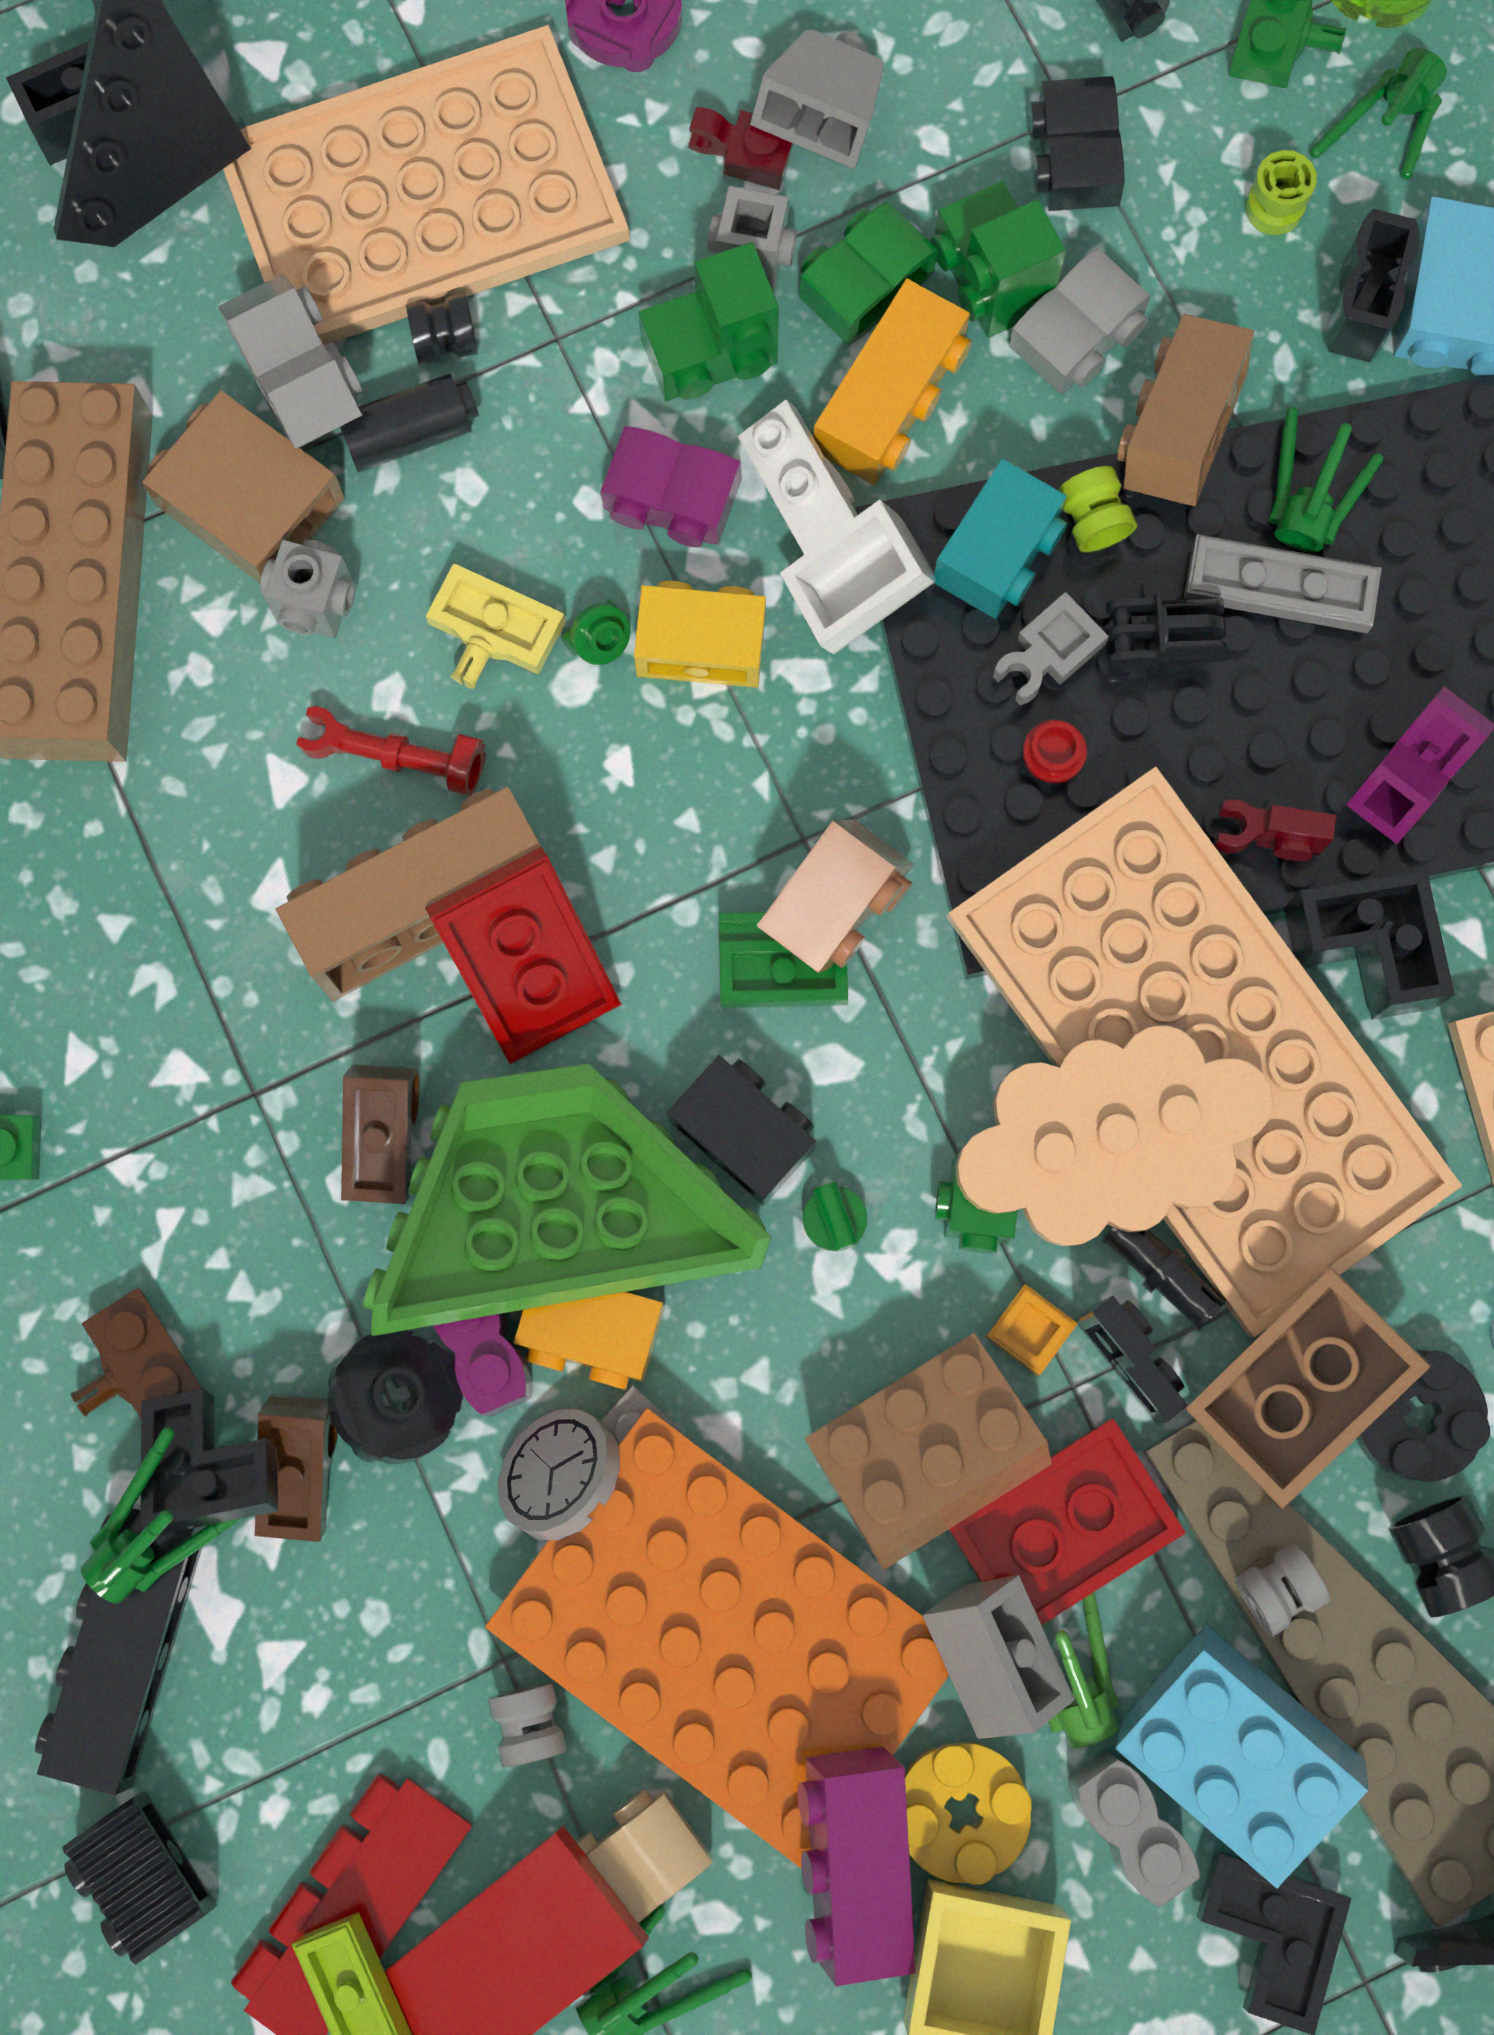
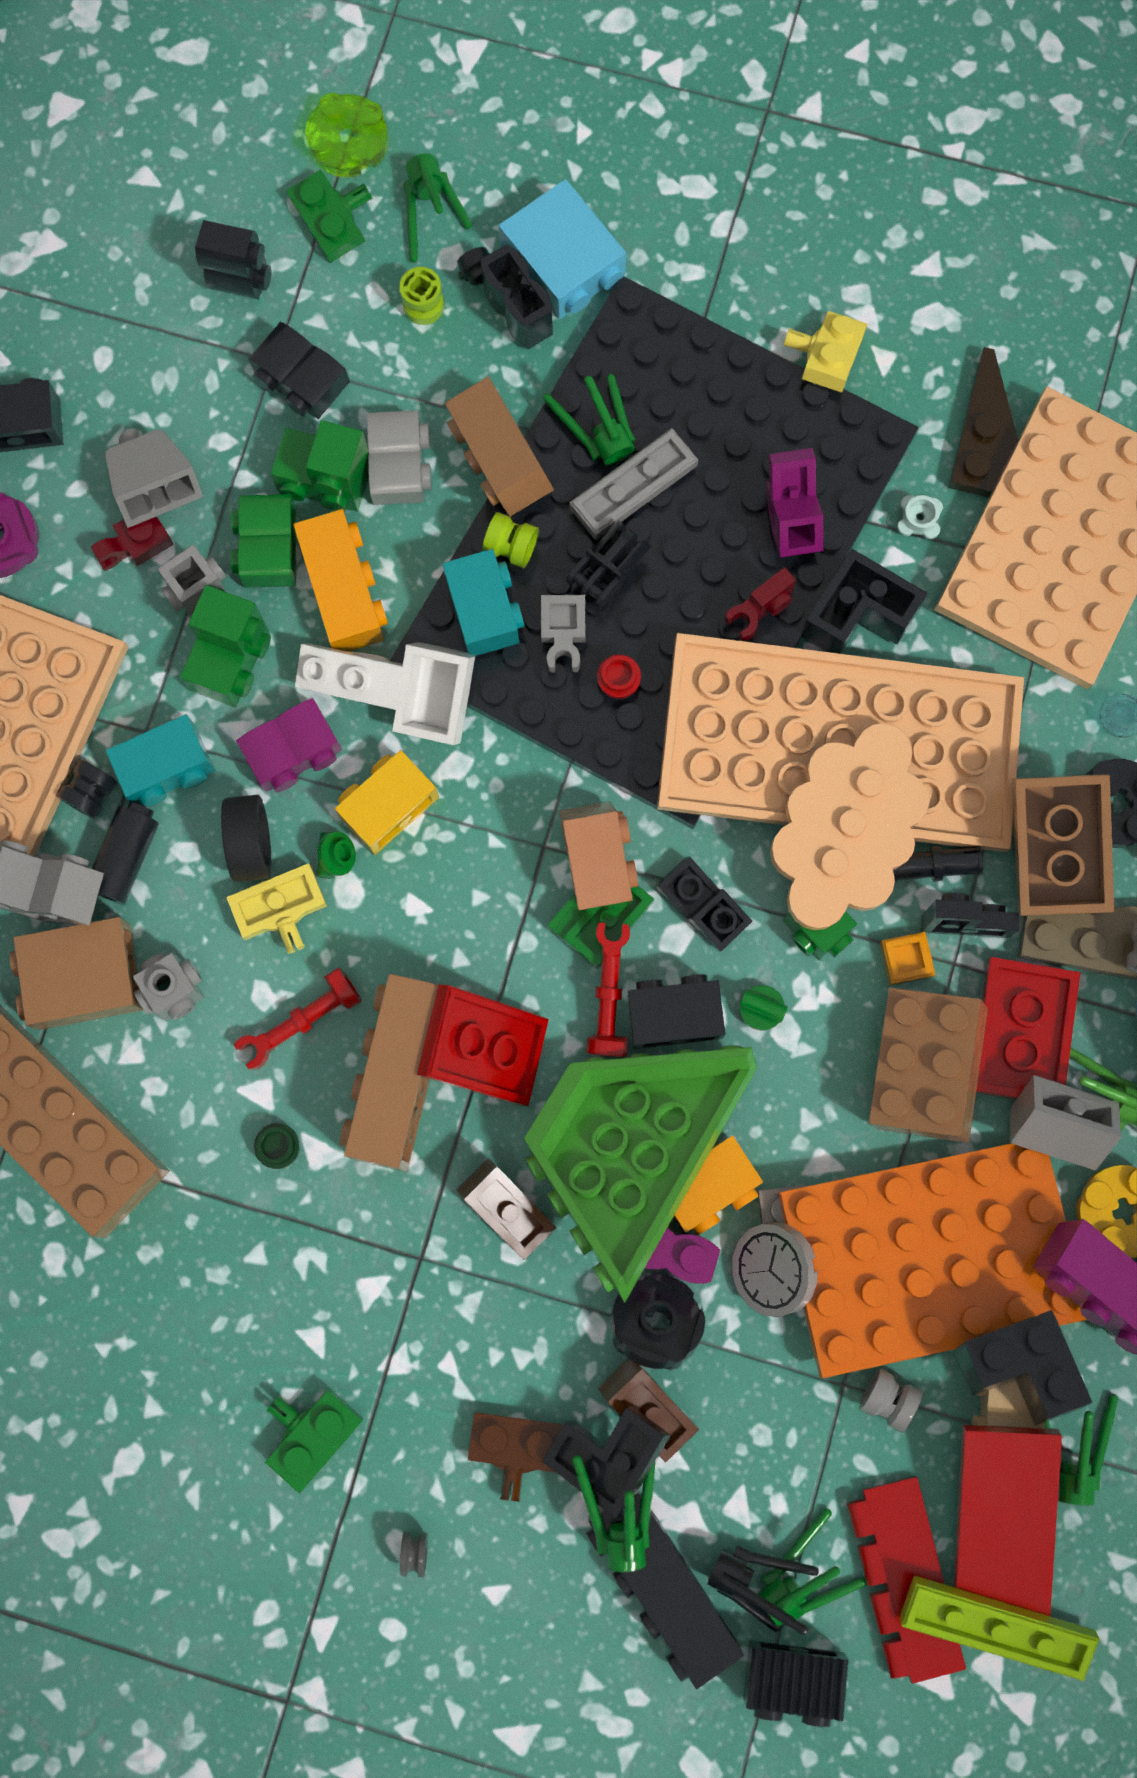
camera: 45 degrees left, 0 degrees up
(194, 1715) = (733, 1577): none -> black plant
(221, 1793) = (789, 1595): none -> green plant
(242, 844) = (277, 1146): none -> dark green plate
(530, 525) = (246, 838): none -> black tyre
(537, 375) = (161, 761): none -> teal brick
(649, 1083) = (608, 993): none -> red piece
(703, 1837) = (1033, 1356): none -> black brick
(892, 1059) = (703, 904): none -> black slope
(1359, 207) = (470, 265): none -> black plate

